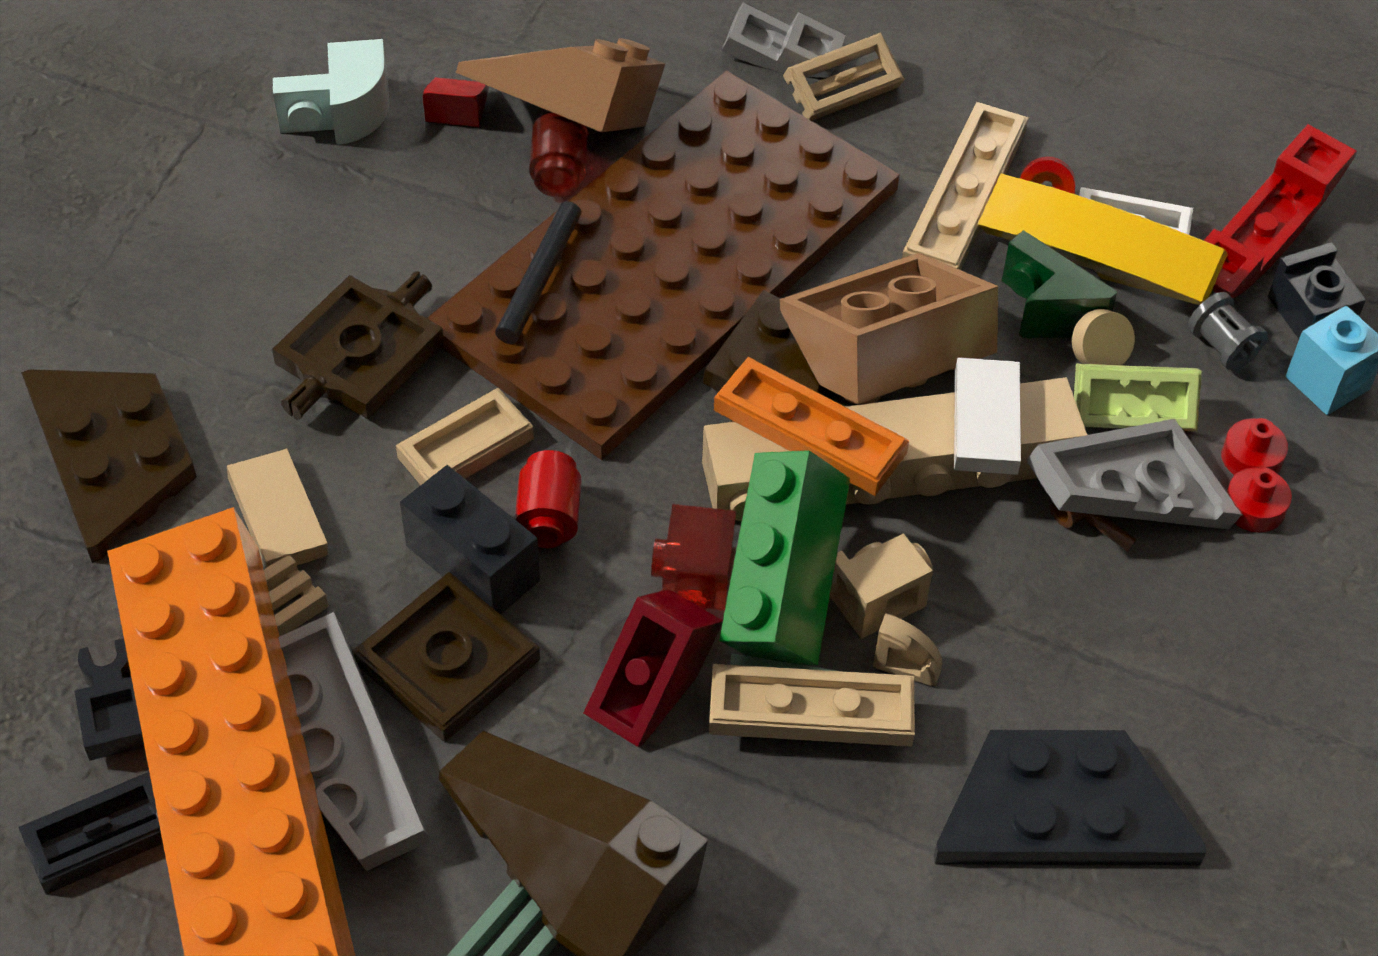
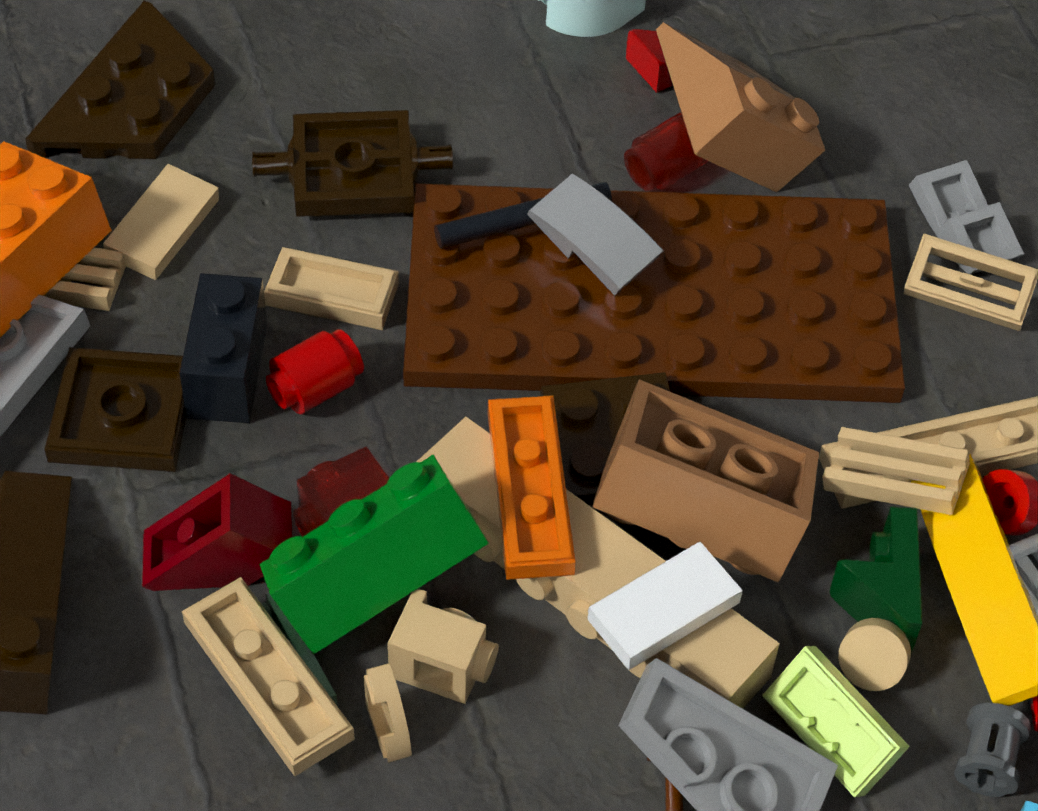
camera: 50 degrees right, 0 degrees up
(598, 235) = (595, 230): none -> light grey slope
(972, 213) = (899, 462): none -> tan tile

